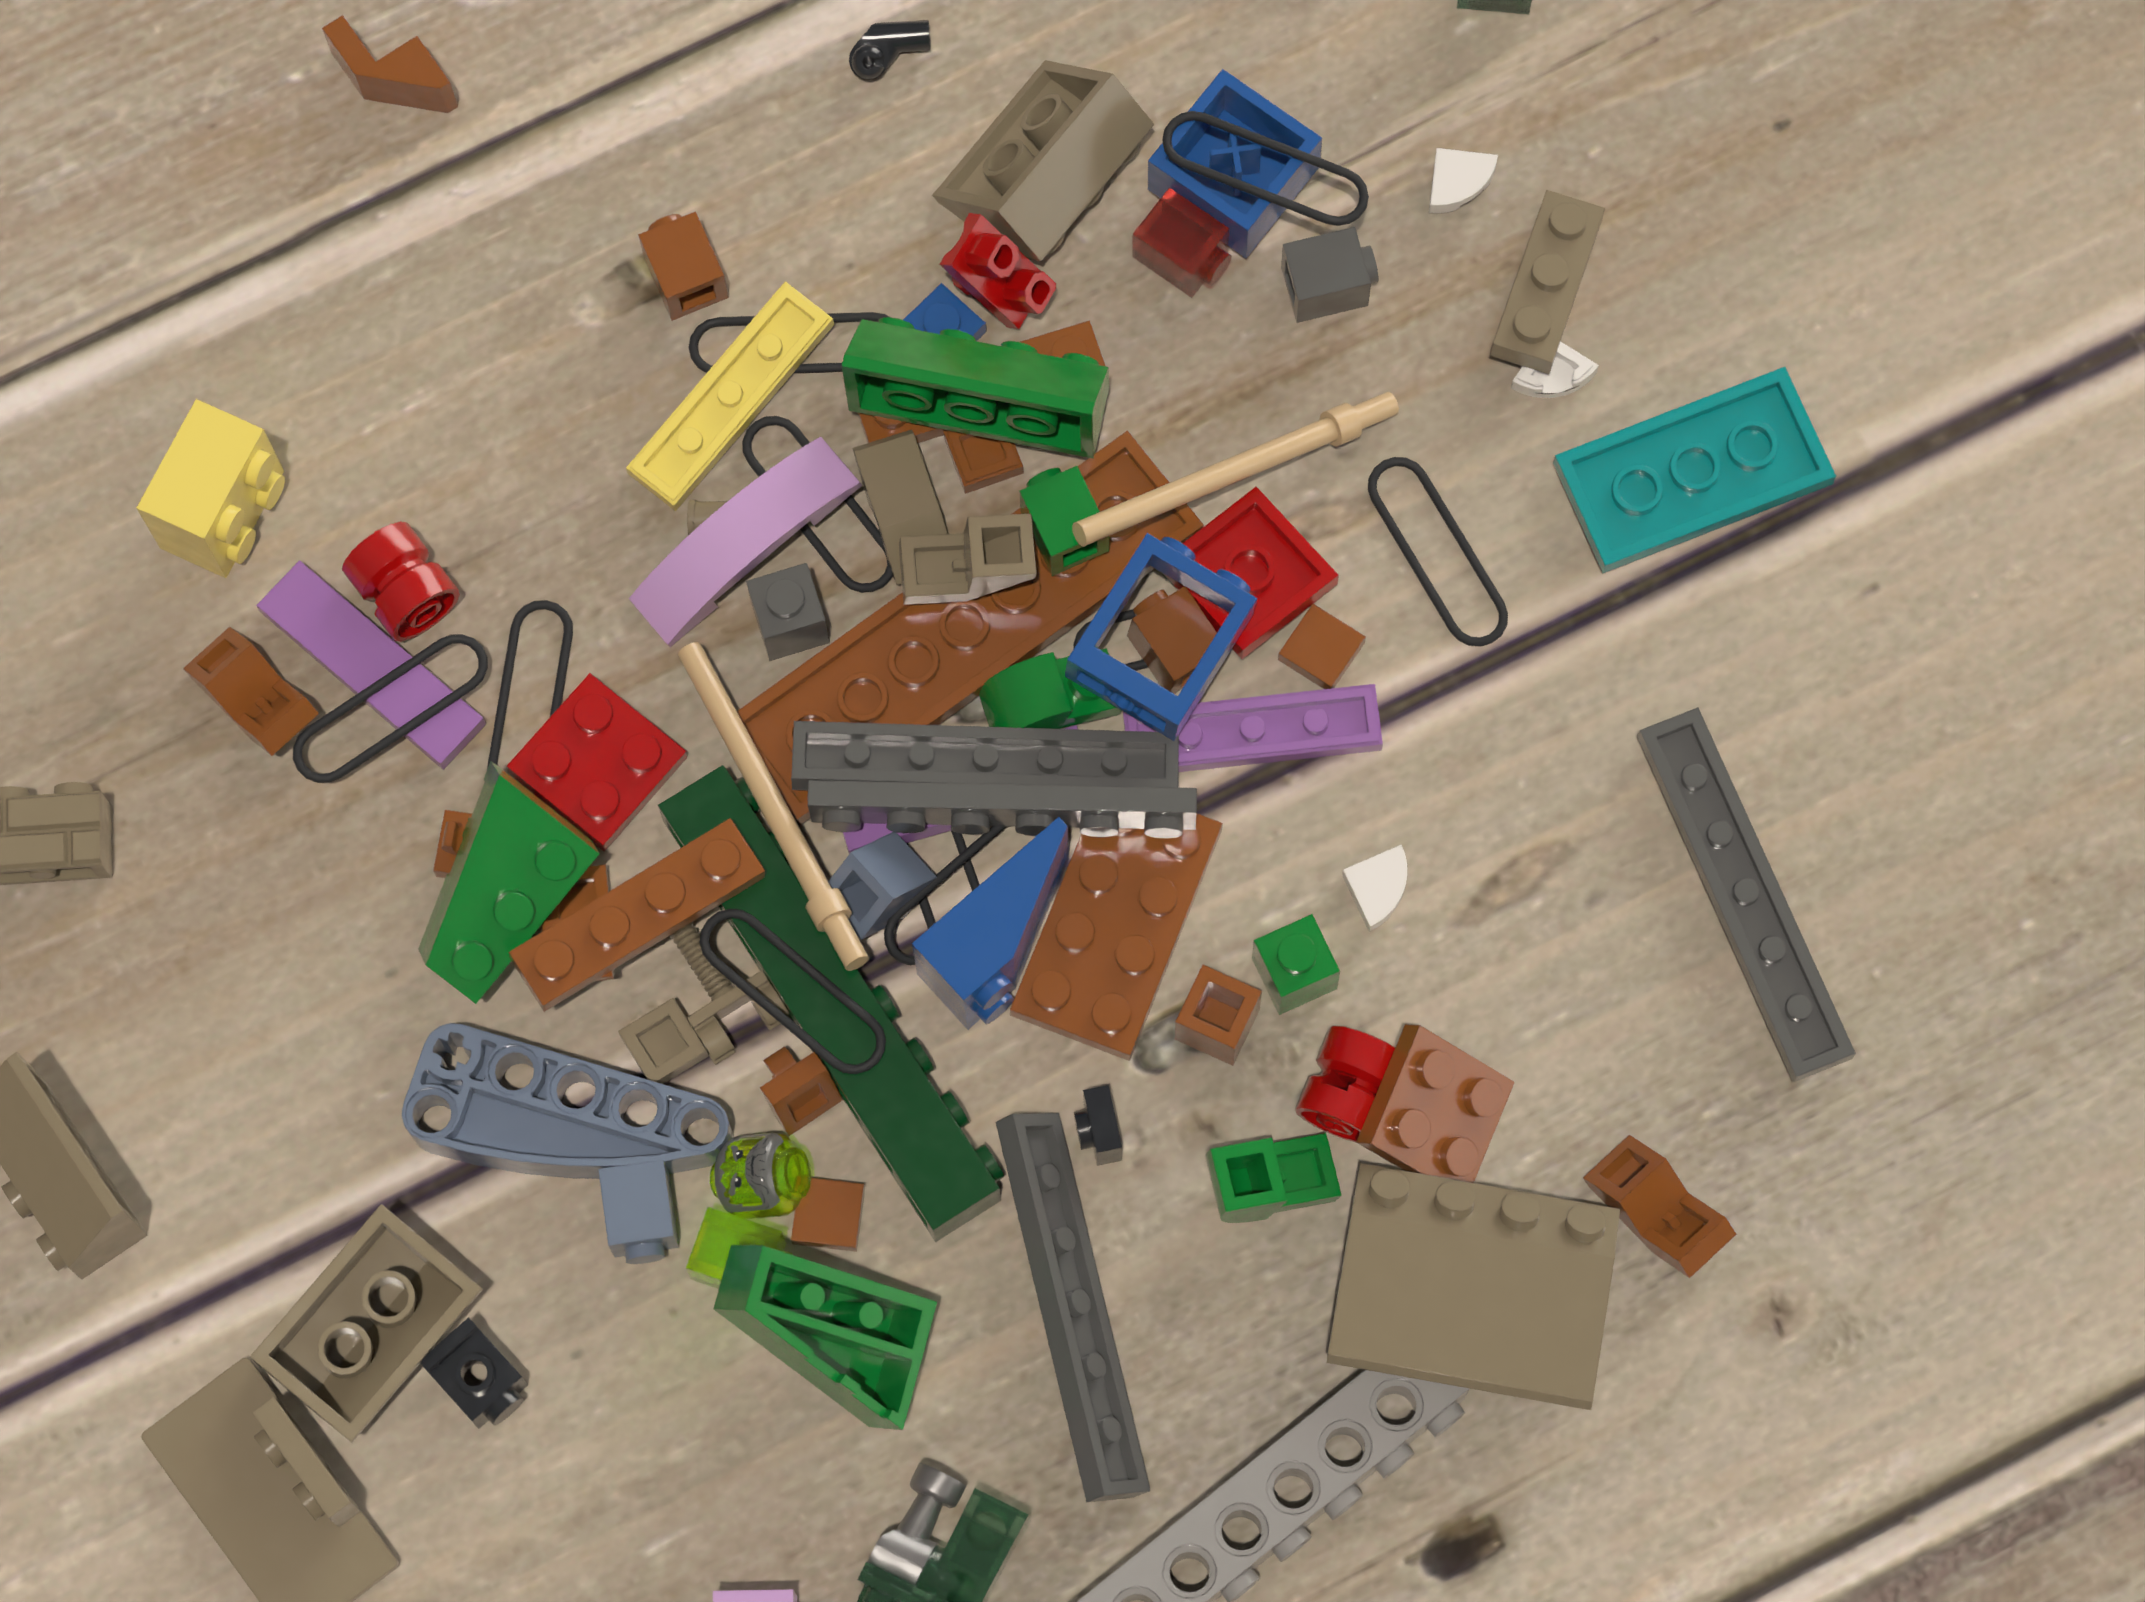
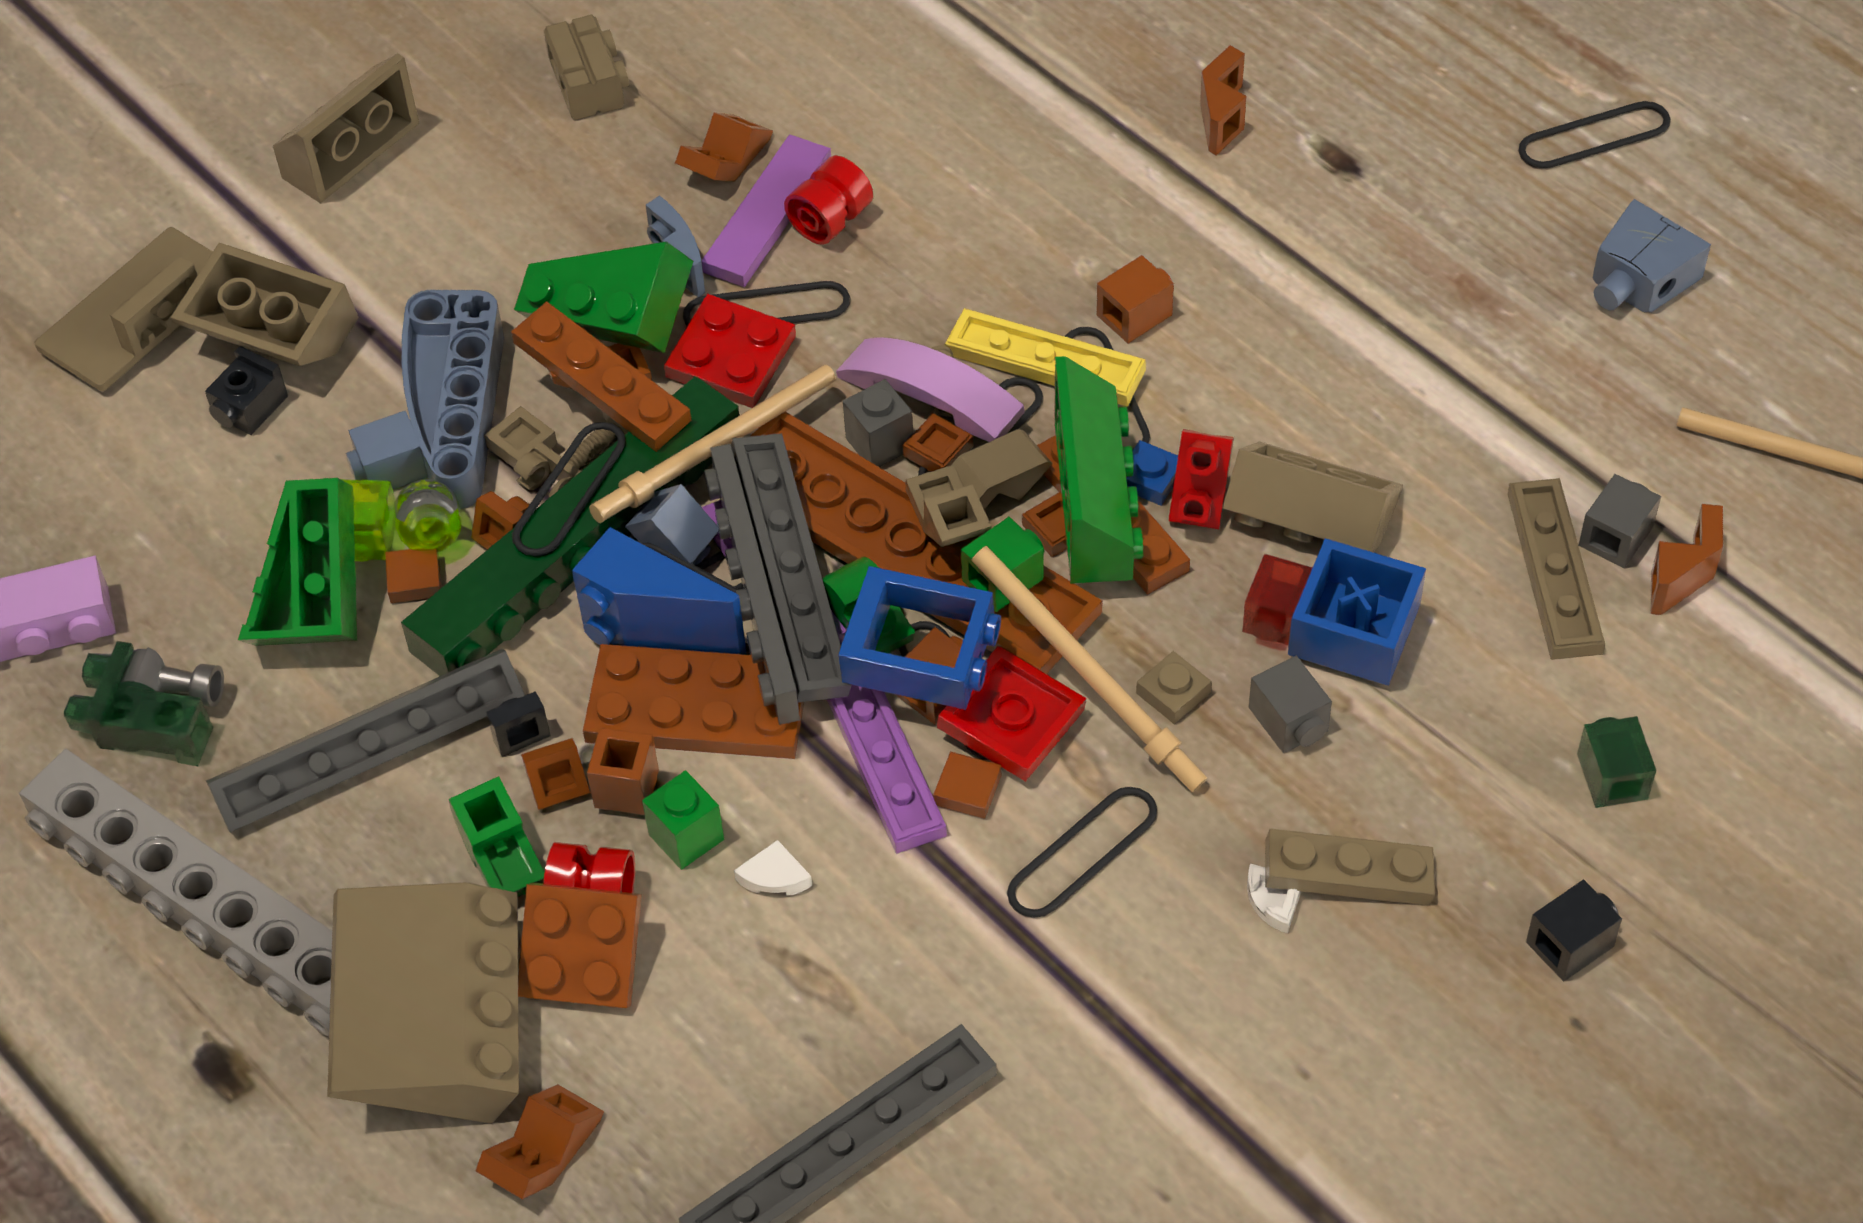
camera: 75 degrees right, 20 degrees down
(212, 489) = (858, 74): light yellow brick -> none
(404, 729) = (773, 264): black piece -> none
(435, 780) = (668, 225): none -> sand blue slope
(831, 552) = (937, 444): none -> dark orange tile
(884, 43) = (1370, 378): black arm -> none
(1184, 1096) = (555, 773): none -> dark orange tile
(1254, 391) = (1173, 687): none -> dark tan plate
(1274, 145) = (1371, 618): black piece -> none
(1459, 178) = (1418, 784): white tile -> none
(1689, 85) = (1574, 929): none -> black brick
(1694, 469) = (1219, 1019): teal plate -> none

